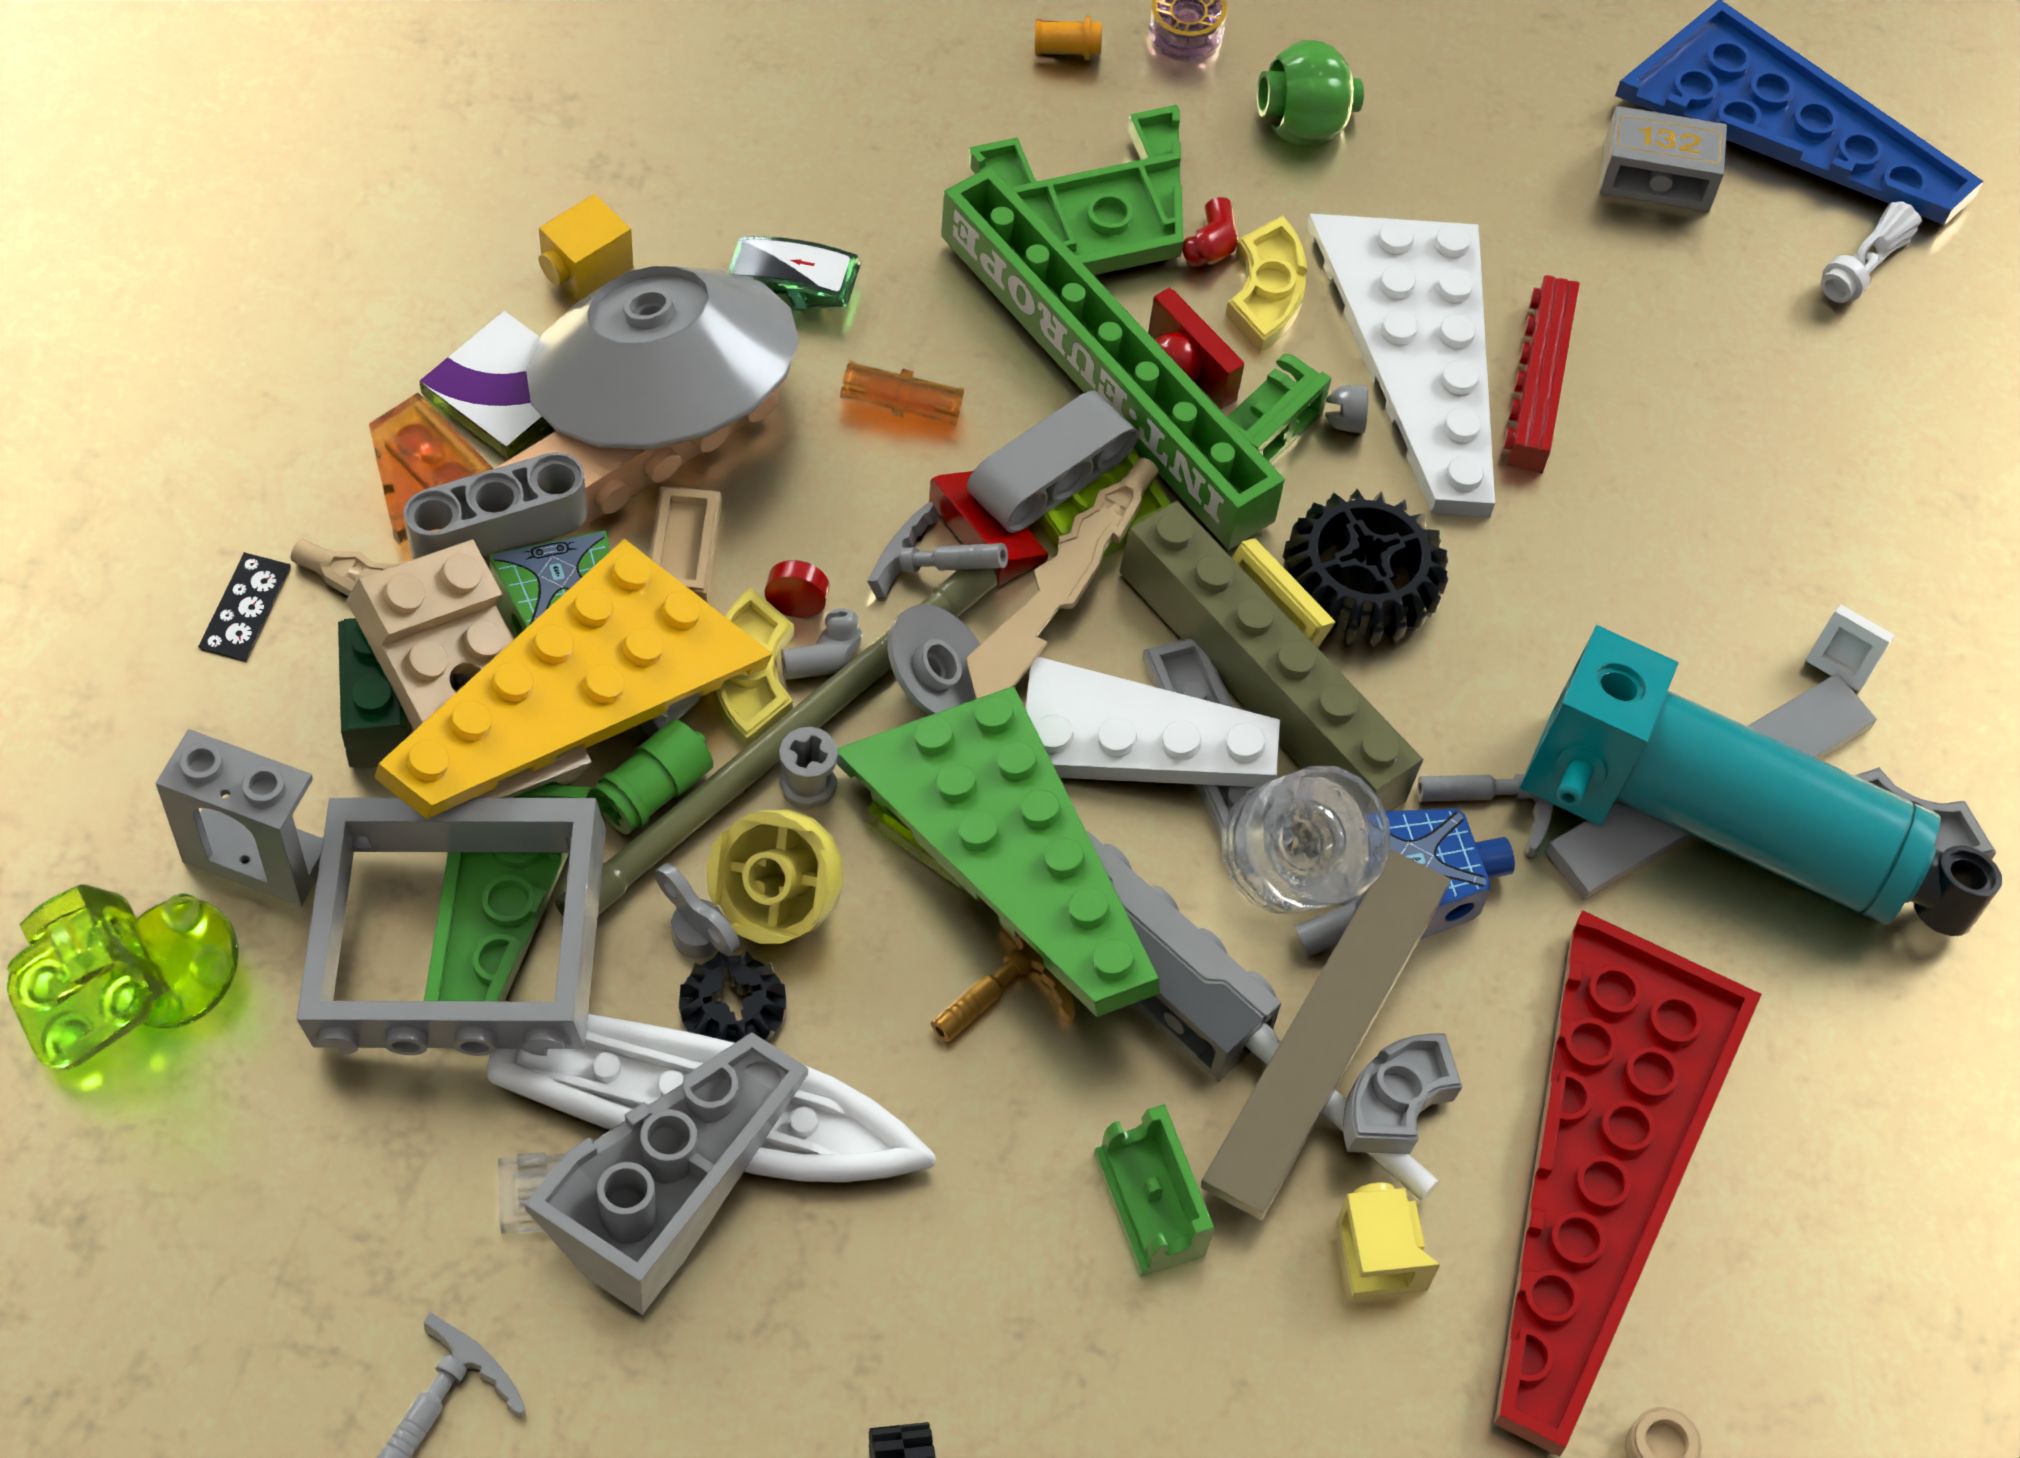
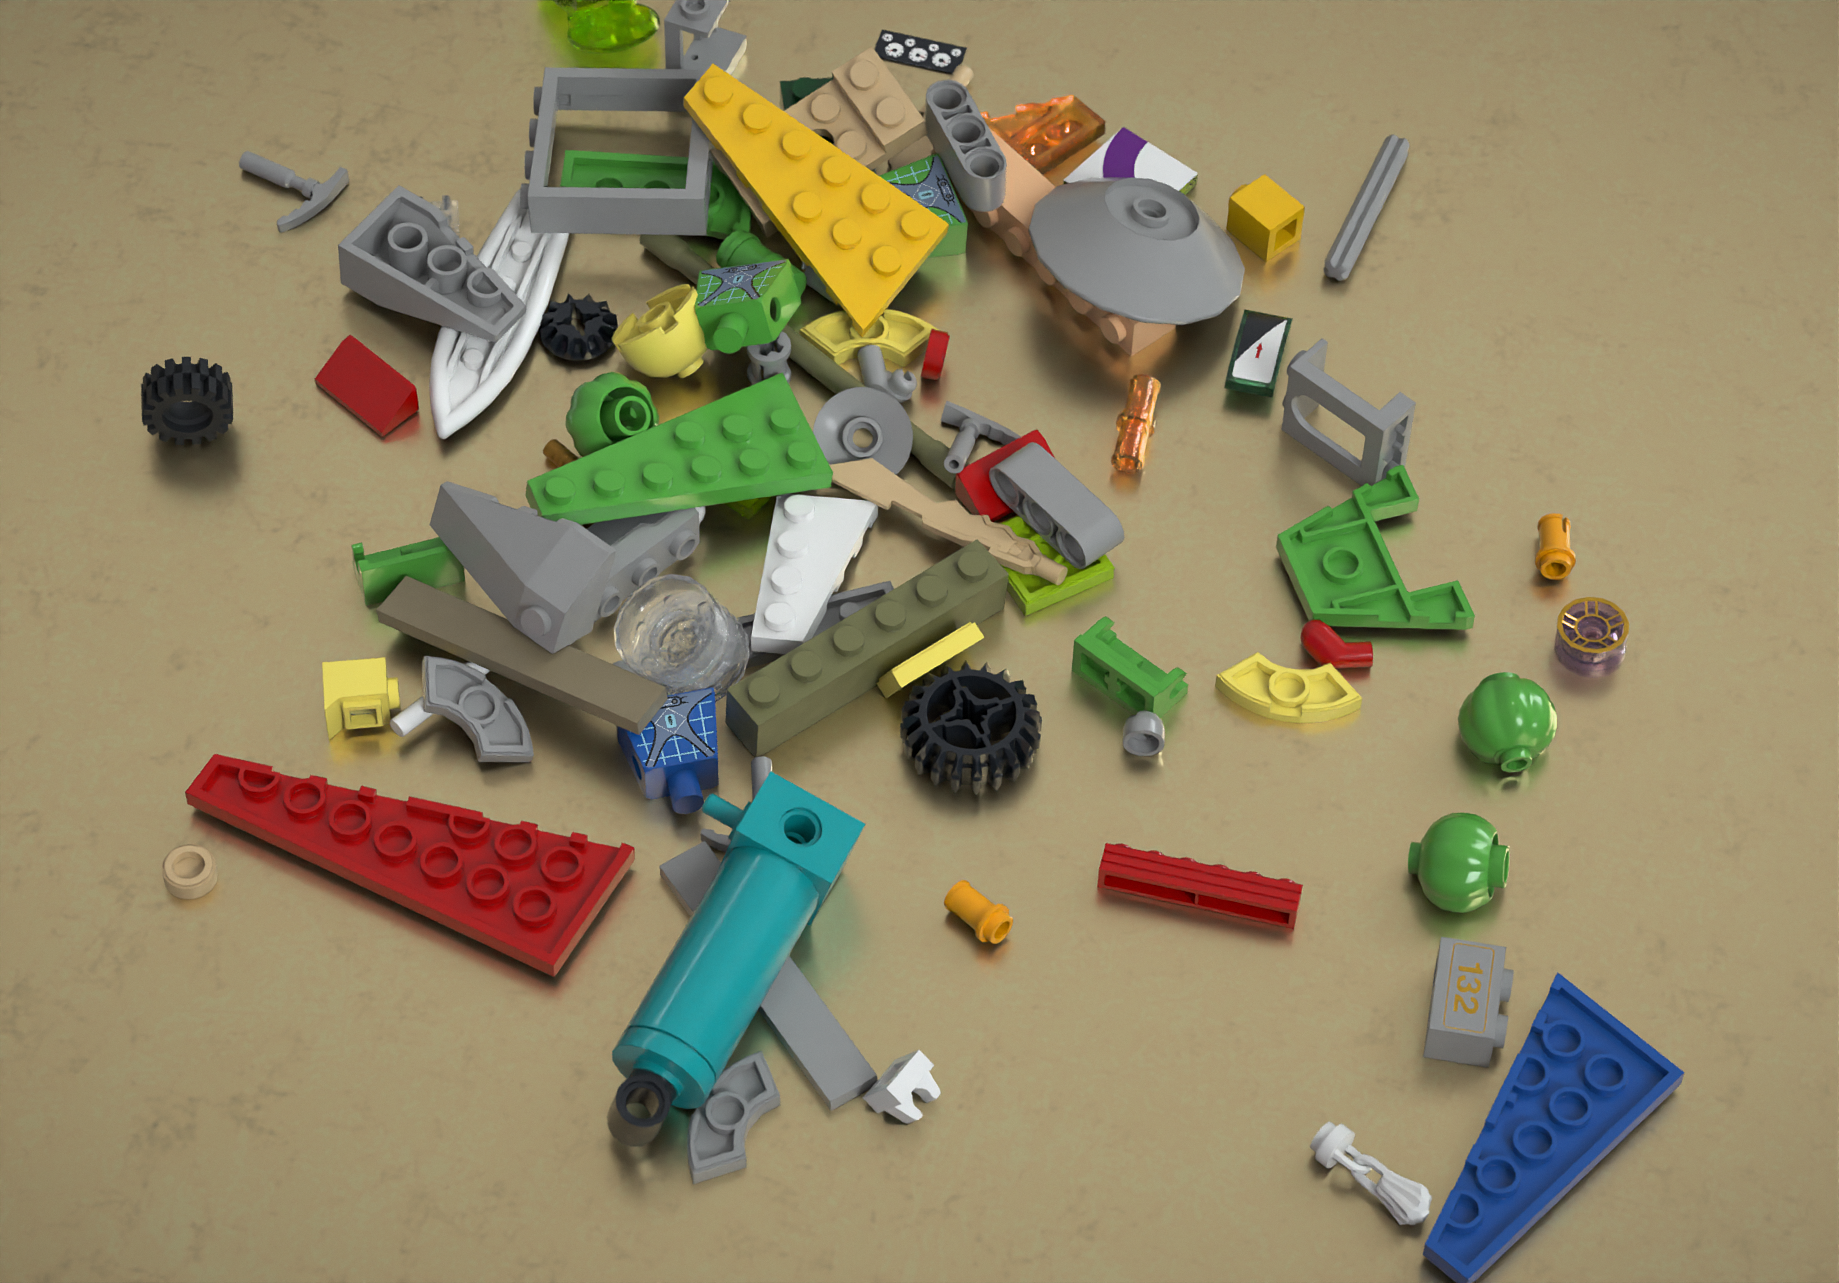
camera: 95 degrees right, 5 degrees down
(562, 158) = (1366, 207): none -> light grey axle
(686, 535) = (982, 294): tan tile -> none
(696, 923) = (632, 297): light grey piece -> none
(760, 764) = (745, 304): none -> bright green torso
(841, 1266) = (368, 386): none -> red slope
(932, 935) = (609, 412): none -> bright green plant
(953, 154) = (1385, 430): none -> light grey panel
(1111, 353) = (1172, 547): bright green brick -> none
(1196, 348) = (1193, 615): red tile -> none
(1253, 993) = (532, 568): none -> light grey wedge
(1421, 330) = (1254, 797): white wing -> none
(1494, 146) = (1460, 862): none -> bright green plant
(1620, 561) = (989, 920): none -> light orange pin

